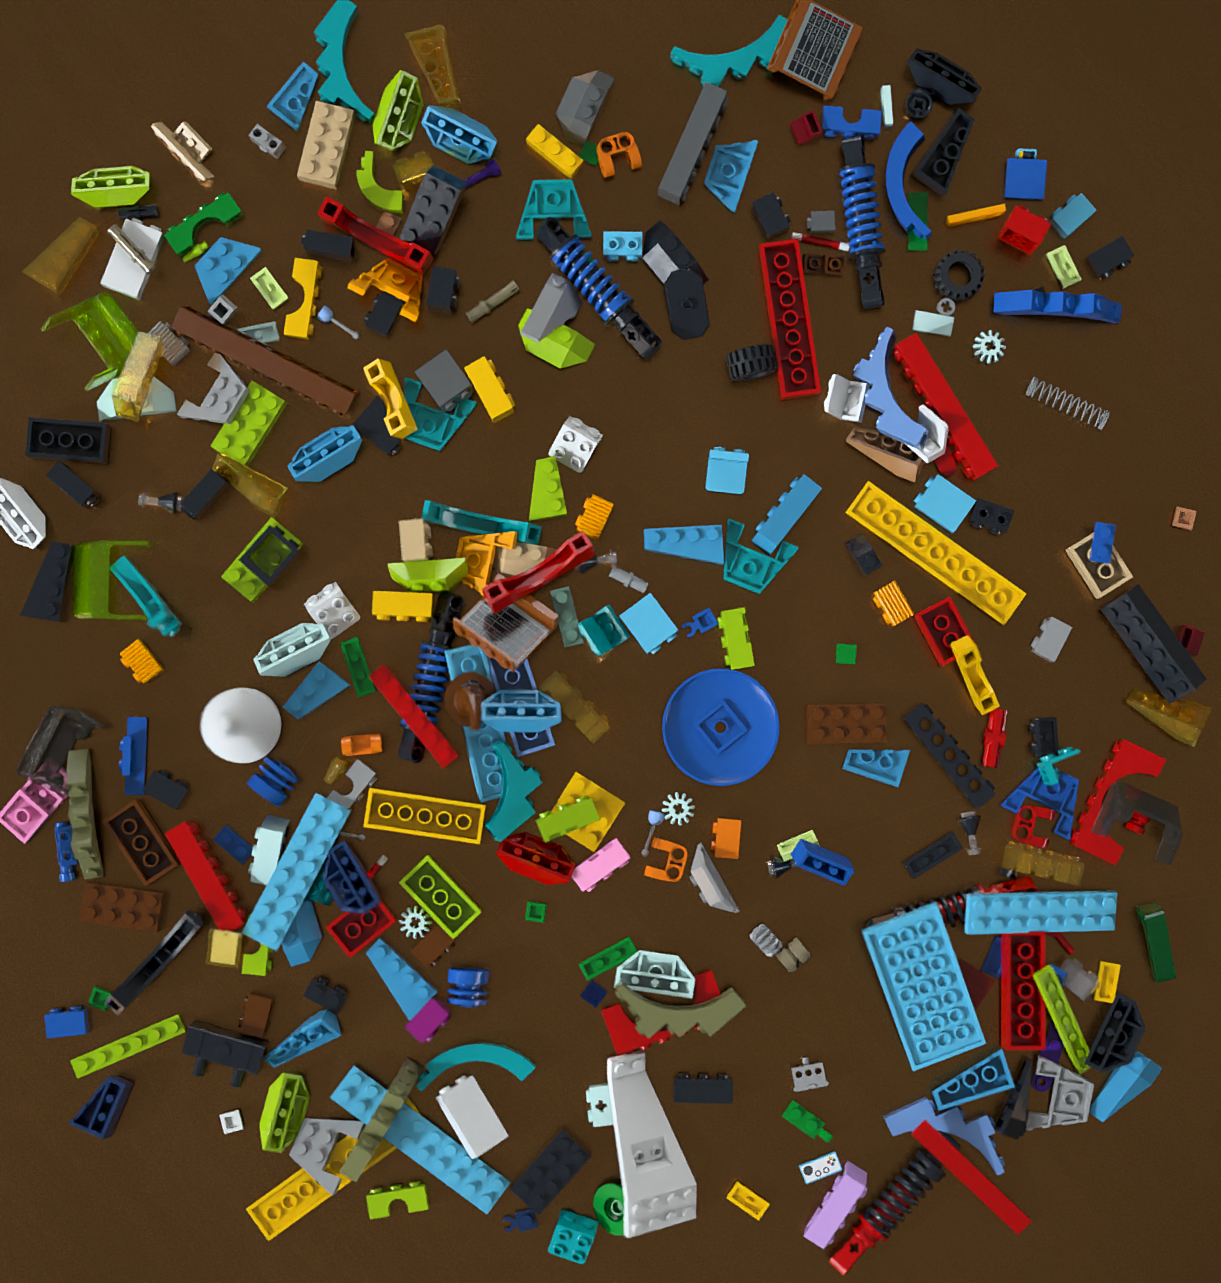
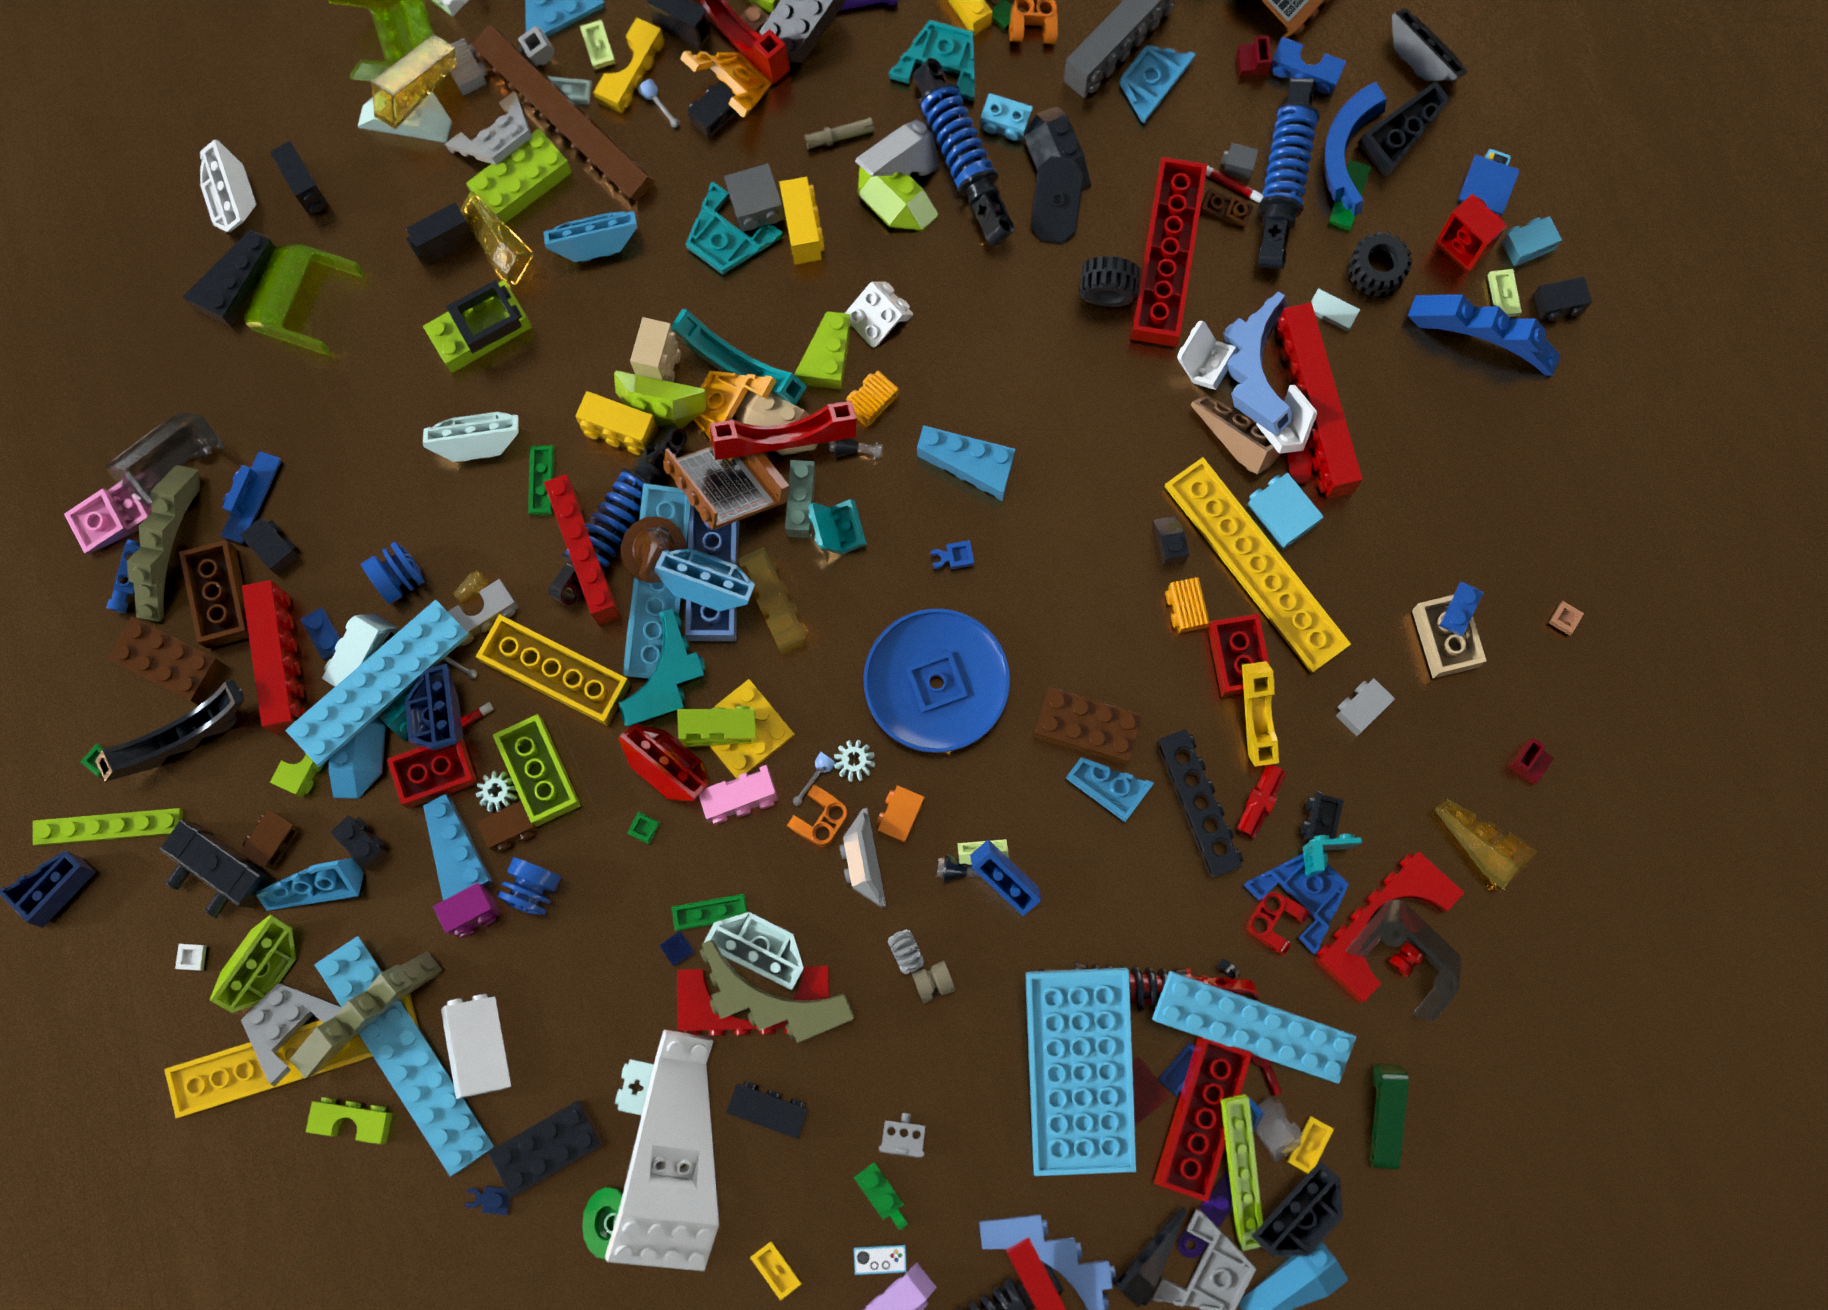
camera: 20 degrees right, 10 degrees down
(66, 1023) = (46, 774): blue brick -> none
(68, 440) = (313, 131): black brick -> none
(141, 661) = (298, 394): light orange brick -> none
(146, 595) = (331, 324): teal arch -> none
(169, 502) = (396, 232): piece -> none
(224, 948) = (259, 745): clear yellow piece -> none
(241, 725) = (375, 489): white cone -> none
(315, 690) = (480, 489): dark azure wedge -> none
(332, 610) = (535, 407): white bracket -> none
(362, 744) = (510, 565): orange piece -> none
(374, 428) = (662, 225): black slope -> none
(383, 379) = (688, 217): yellow arch -> none
(443, 289) = (787, 100): black brick -> none
(477, 1051) = (546, 991): teal arch -> none
(573, 1237) = (544, 1241): teal bracket -> none
(628, 579) = (887, 480): light grey pin -> none
(649, 624) = (893, 537): medium azure brick -> none
(726, 470) = (1042, 394): medium azure bracket -> none
(736, 639) = (990, 583): lime wedge -> none
(748, 567) = (1033, 512): teal wing -> none
(771, 215) = (1184, 134): black brick -> none
(786, 514) = (1093, 463): dark azure wedge -> none
(846, 654) = (1113, 646): green tile -> none
(886, 106) = (1352, 62): light aqua tile -> none
(919, 102) = (1391, 67): black wheel -> none
(932, 855) = (1142, 917): black plate -> none
(951, 306) = (1354, 289): light grey bush -> none
(970, 823) = (1200, 893): piece -> none
(975, 215) = (1418, 206): light orange tile -> none
(980, 1080) = (1107, 1216): dark azure wedge -> none
(985, 340) = (1385, 347): light aqua gear -> none
(990, 516) = (1335, 542): black brick -> none
(1042, 864) = (1275, 972): clear yellow wedge -> none
(1103, 419) = (1426, 415): light grey piece -> none
(1154, 644) = (1489, 749): black brick -> none

